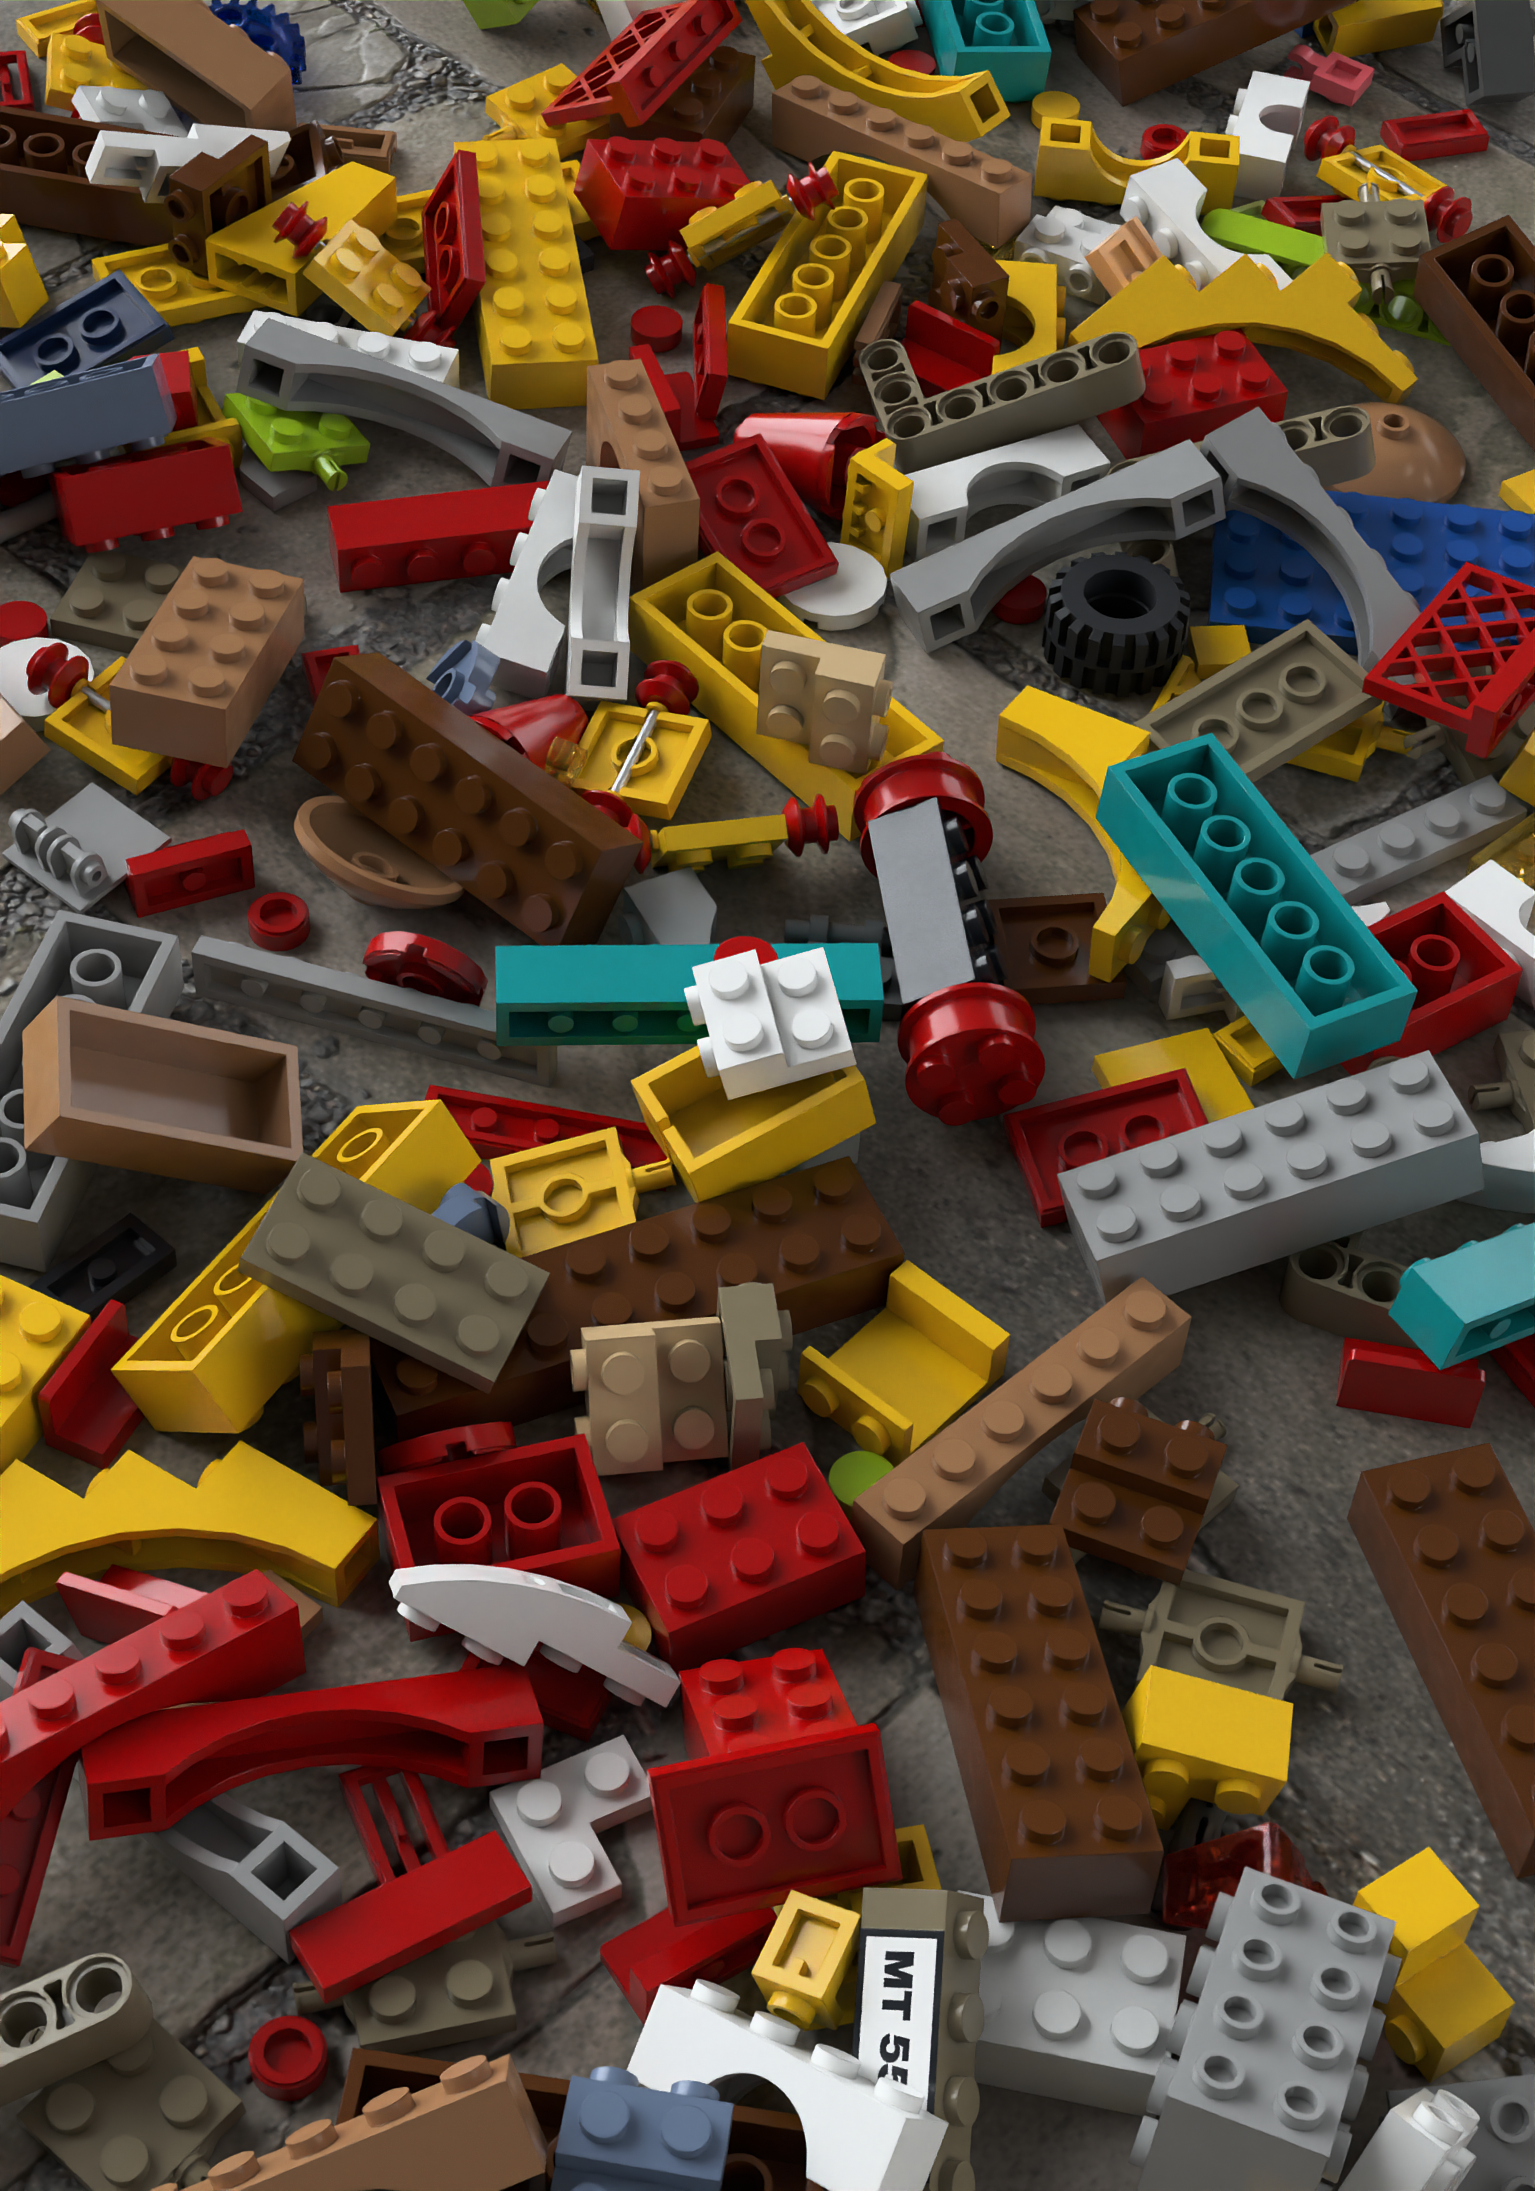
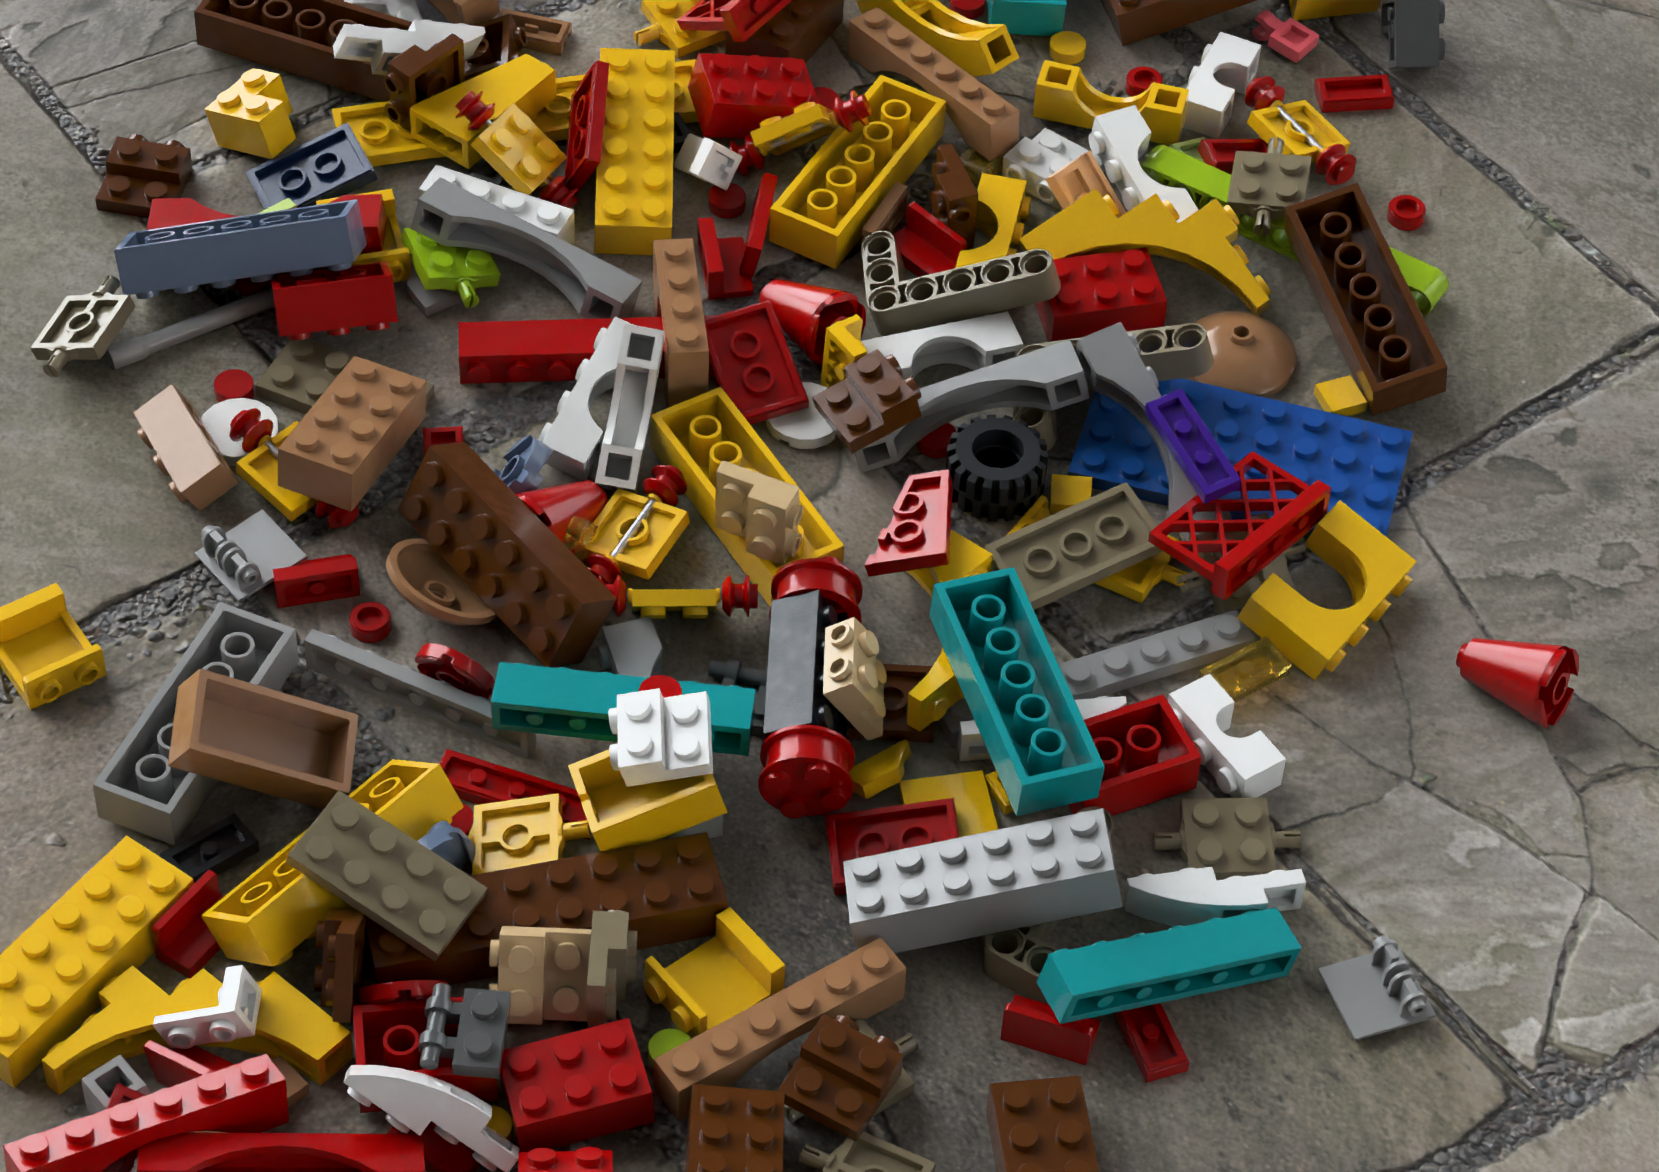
camera: 10 degrees right, 0 degrees up
(178, 1531) = (230, 1020): none -> white bracket
(585, 1489) = (480, 1033): none -> dark grey plate
(625, 278) = (708, 161): none -> white bracket
(929, 549) = (869, 401): none -> reddish brown plate
(1012, 909) = (854, 676): none -> tan plate
(1040, 707) = (919, 529): none -> wing
(1069, 1042) = (880, 770): none -> yellow tile
(1395, 558) = (1192, 446): none -> dark purple plate

